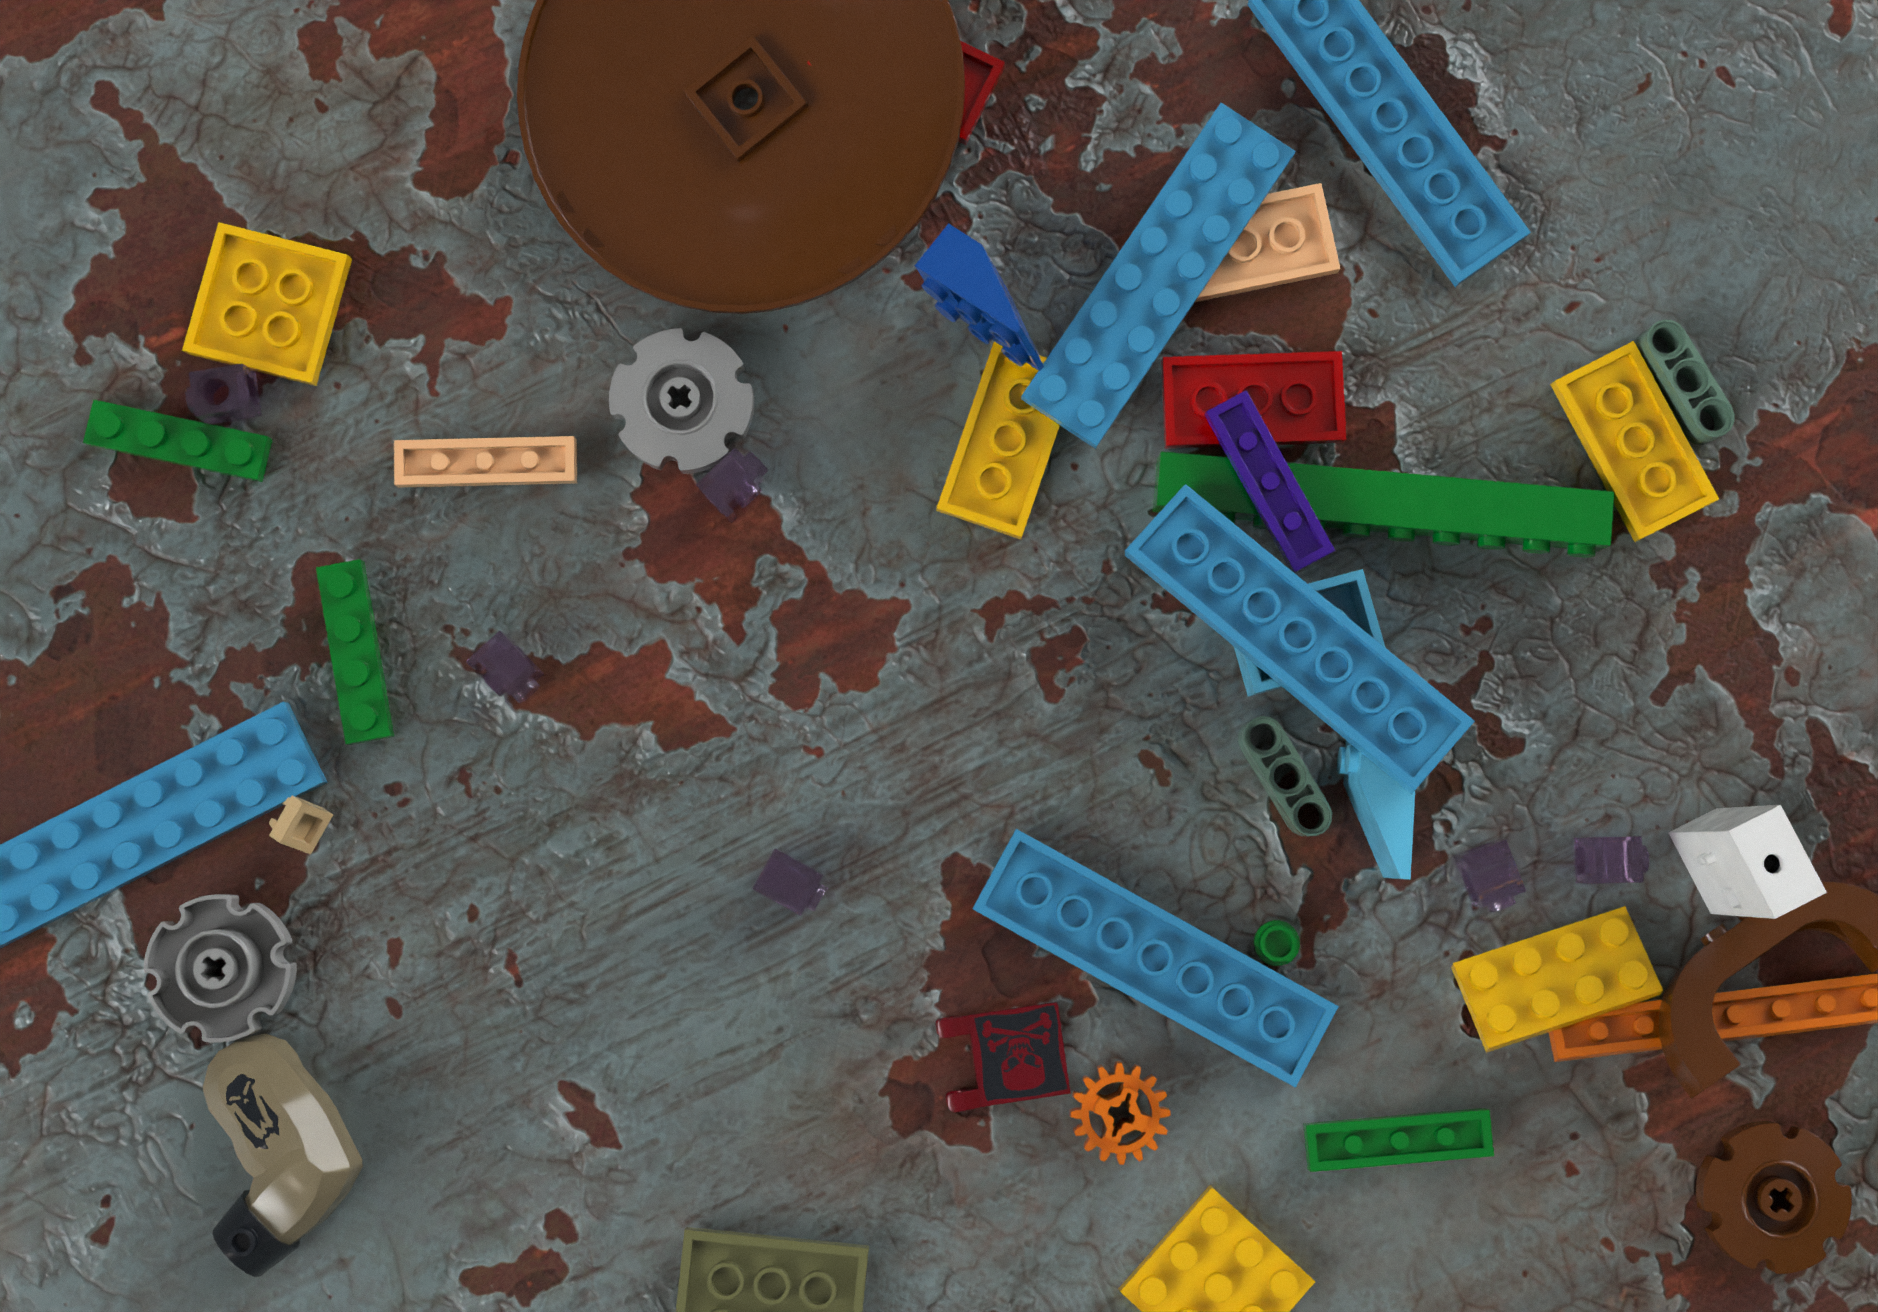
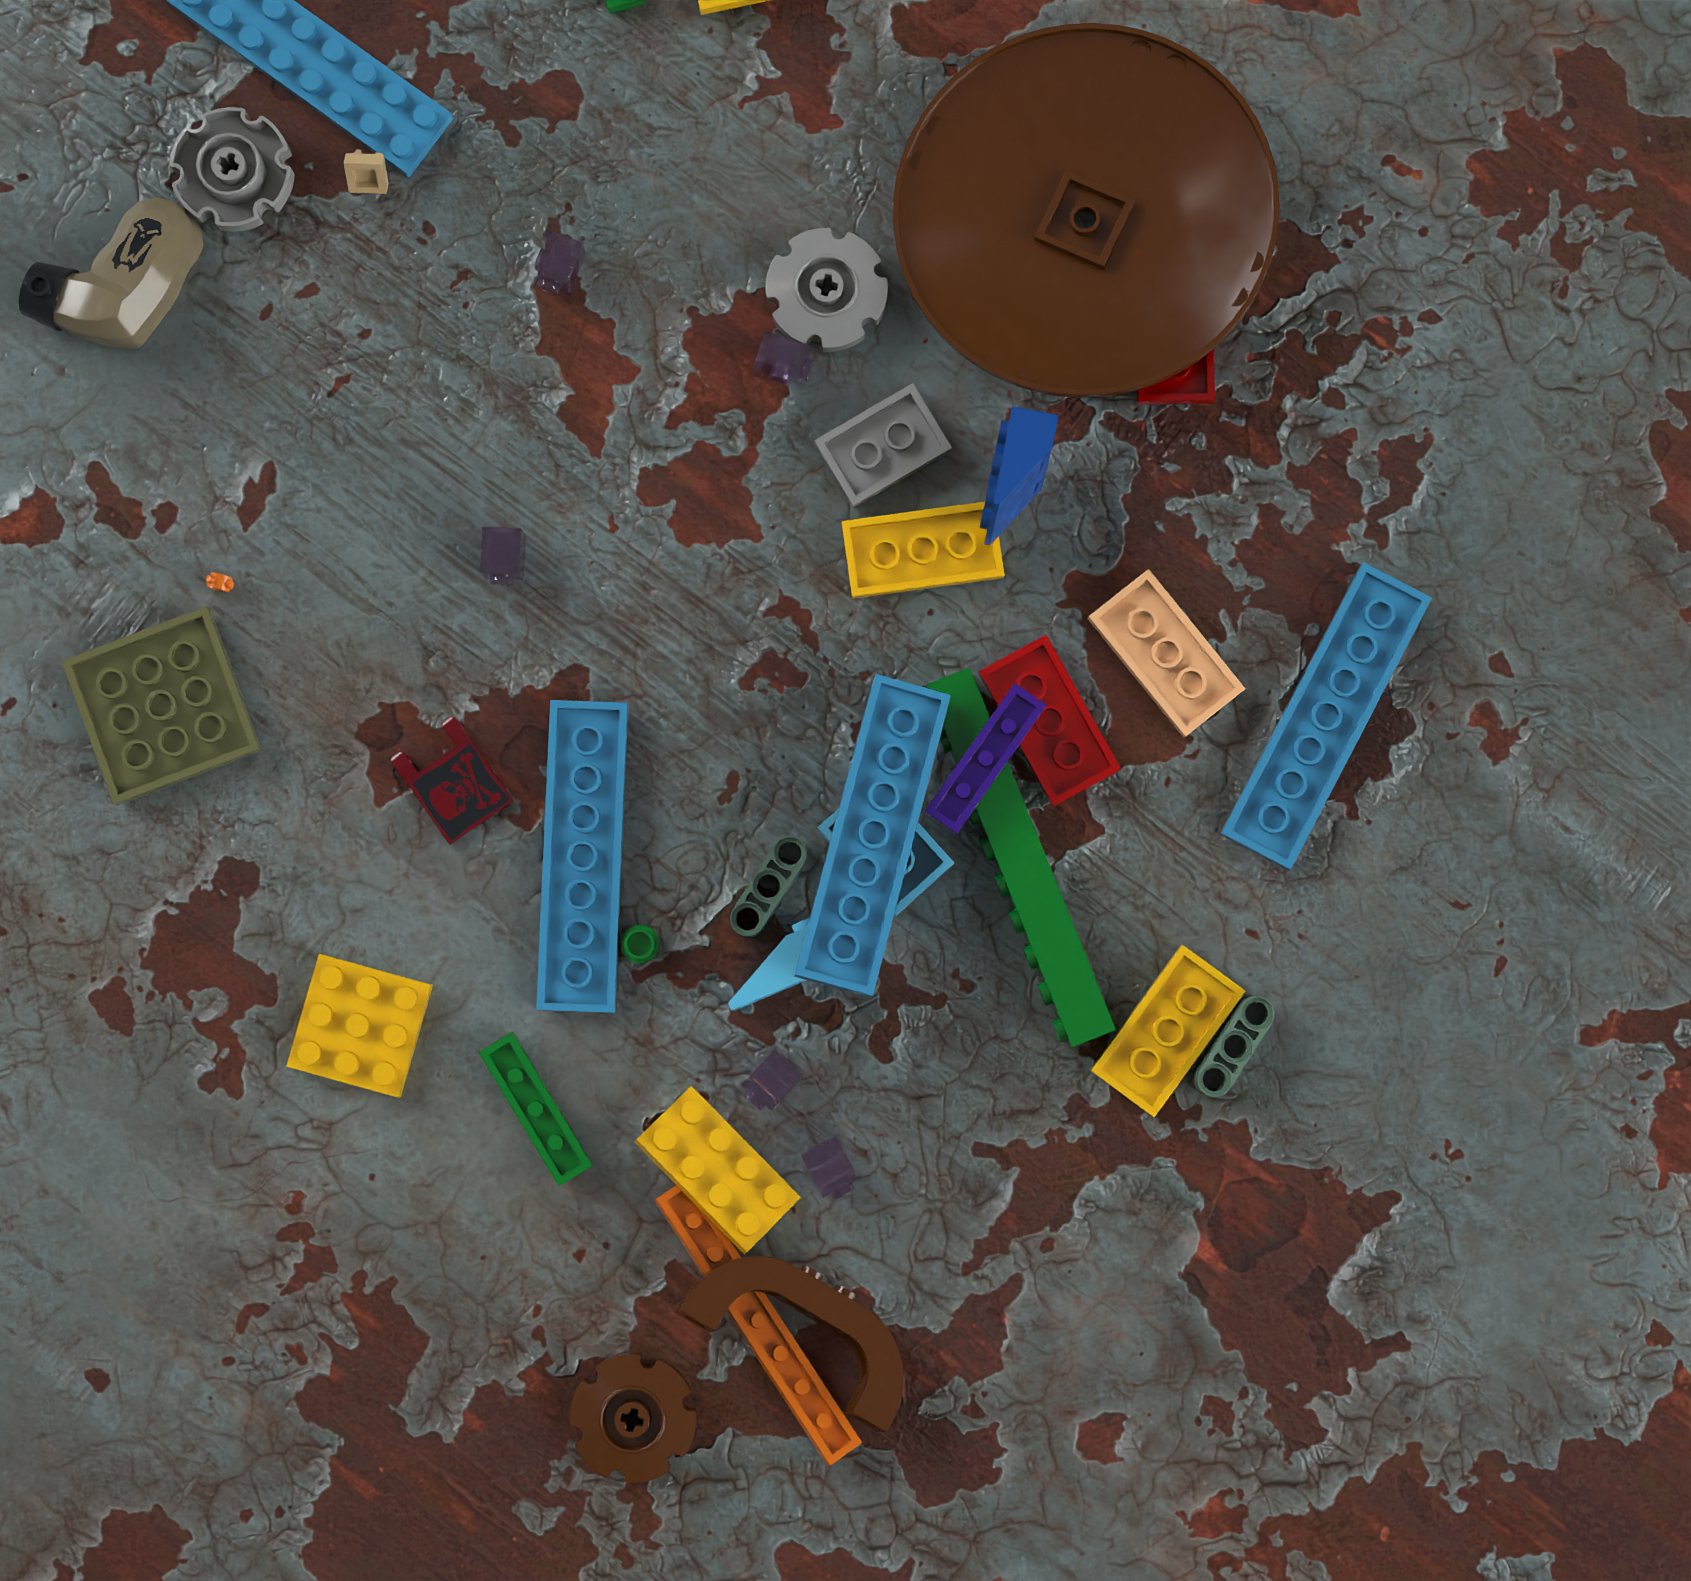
camera: 65 degrees right, 0 degrees up
(355, 652) = (515, 147): green plate -> none
(485, 461) = (706, 168): light nougat plate -> none
(664, 1202) = (219, 582): none -> orange piece
(876, 425) = (883, 445): none -> light grey plate
(1139, 1120) = (451, 868): orange gear -> none
(1158, 275) = (1107, 598): dark azure plate -> none
(1747, 862) = (872, 1260): white brick -> none

